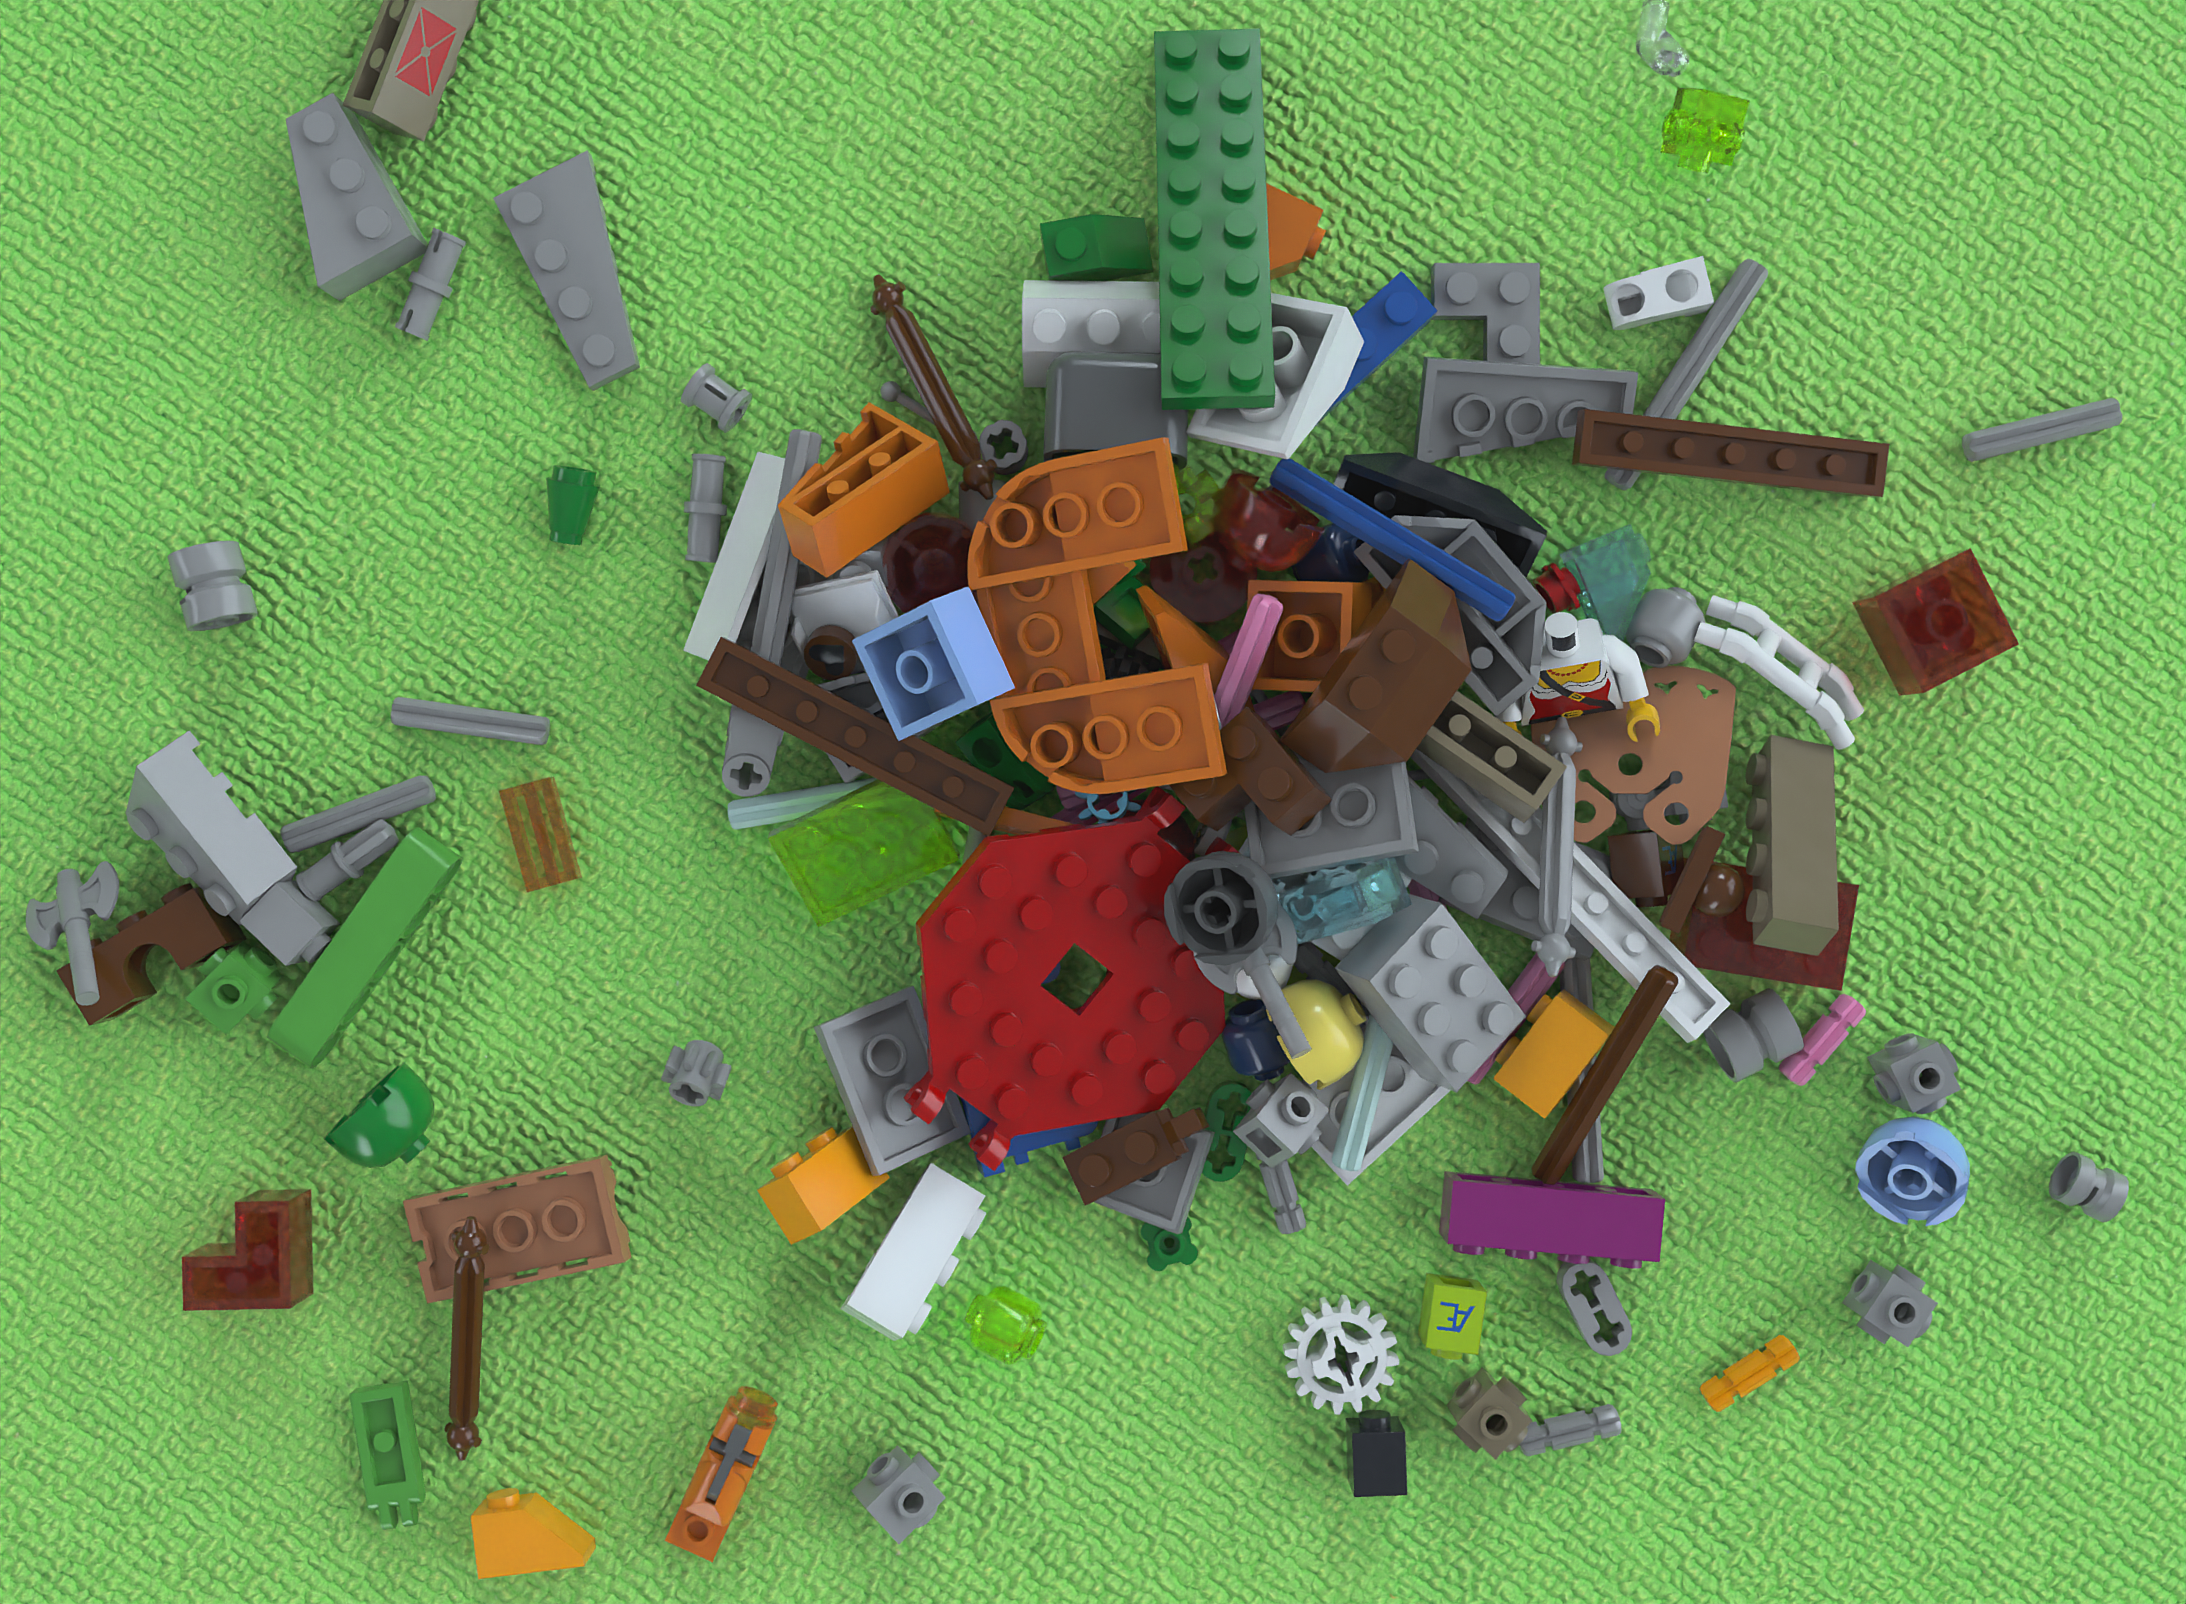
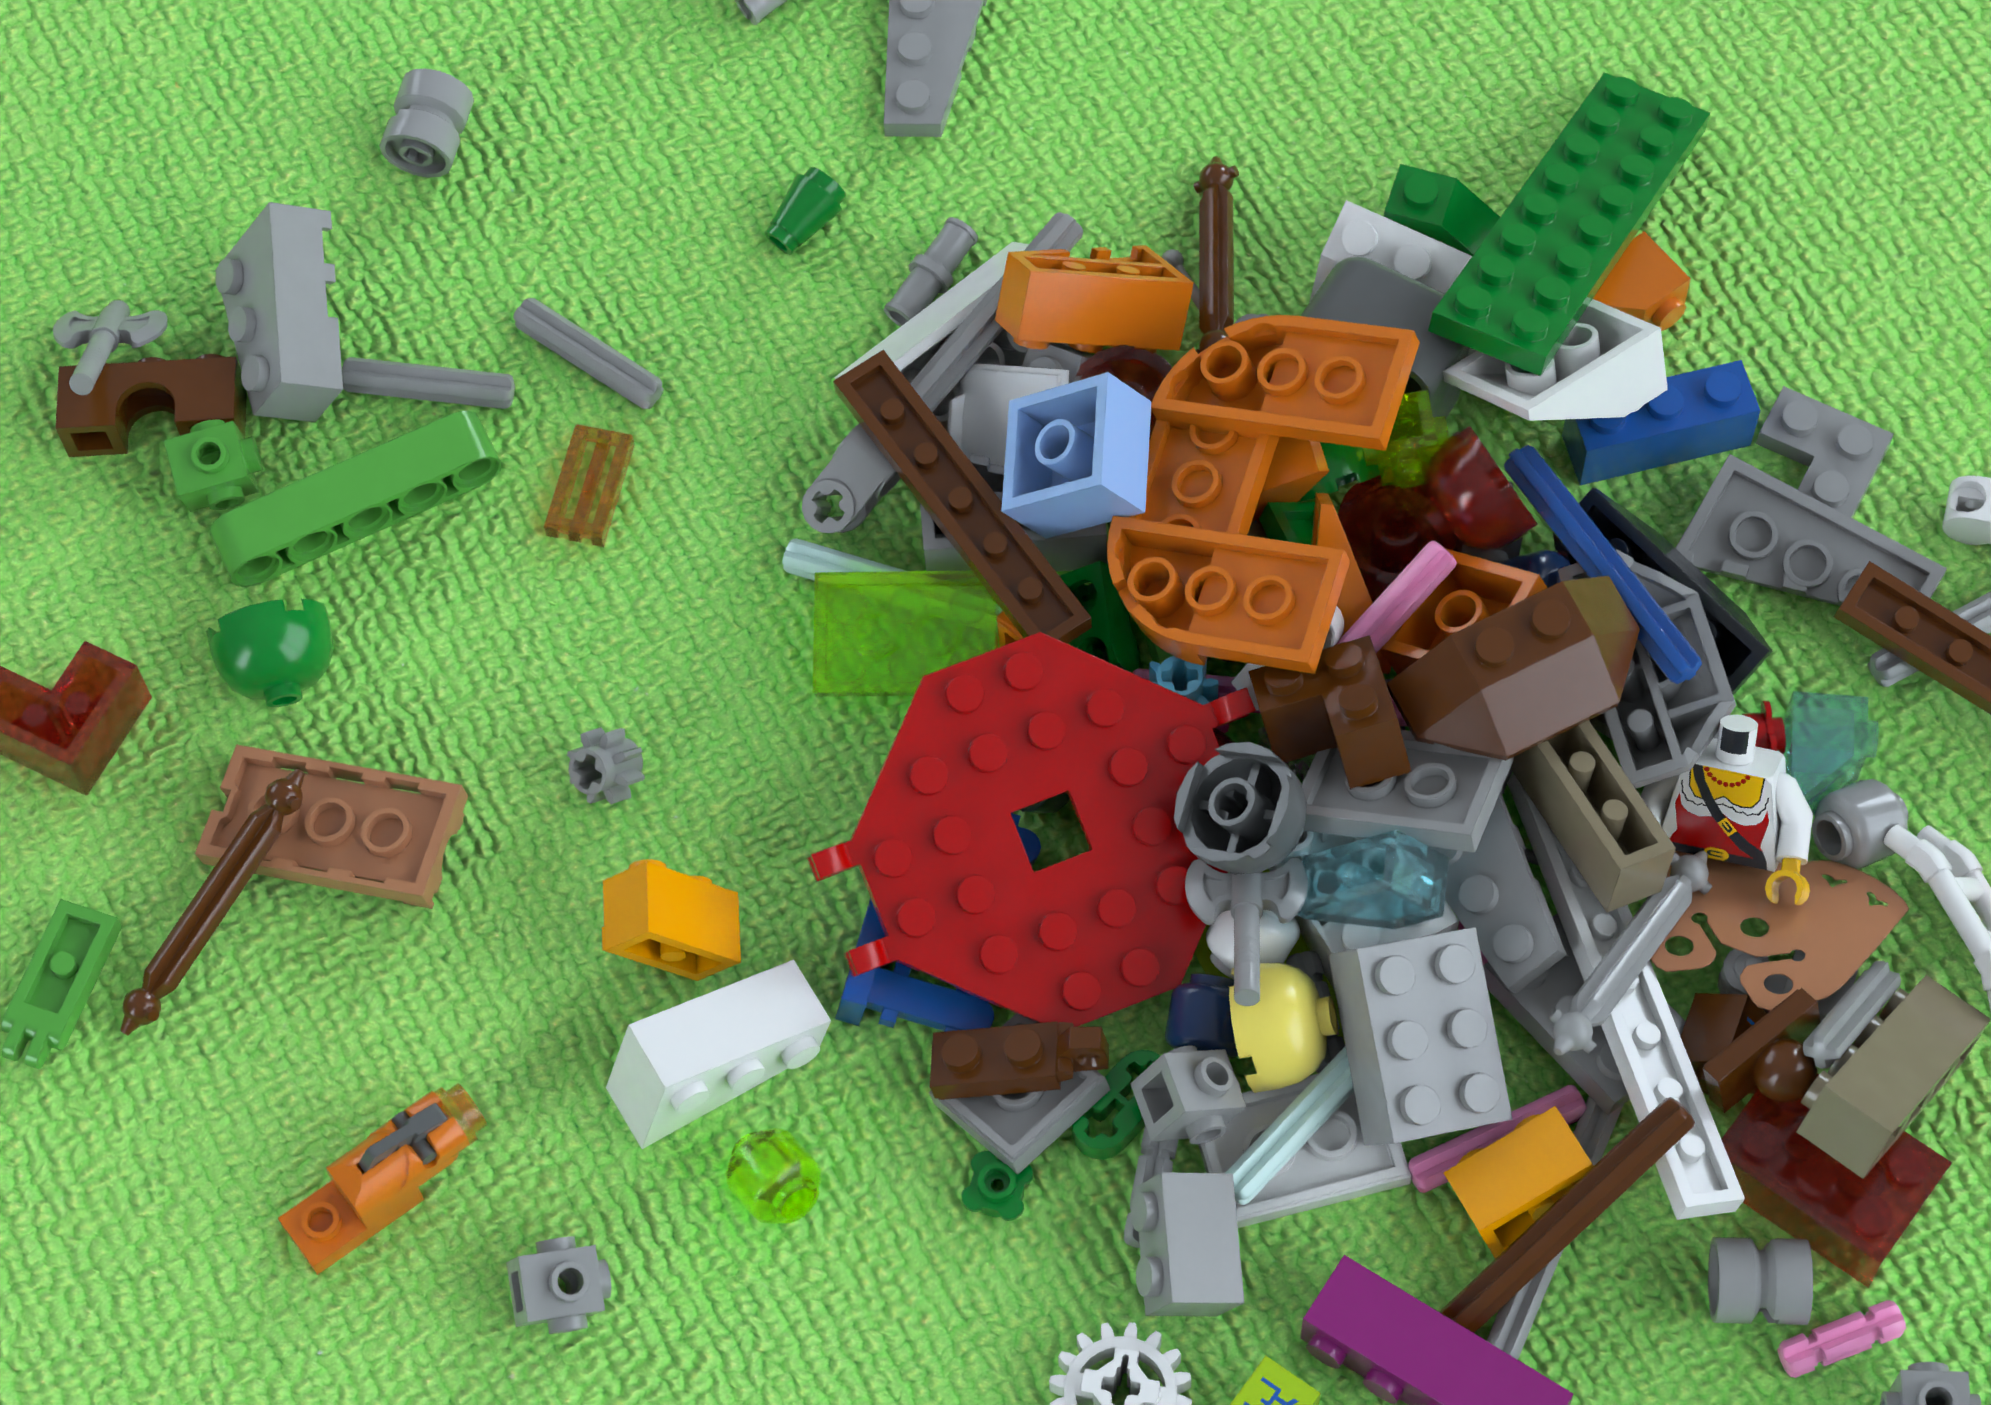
camera: 30 degrees right, 25 degrees down
(290, 924) = (300, 433): light grey brick -> none
(347, 860) = (389, 414): light grey axle -> none
(526, 1536) = (136, 1133): light orange slope -> none
(716, 397) = (999, 185): light grey bush -> none
(831, 652) = (980, 434): reddish brown tile -> none
(875, 1062) = (775, 894): light grey plate -> none
(1335, 1227) = (1188, 1244): none -> light grey brick
(1744, 816) = (1851, 1014): none -> light grey axle

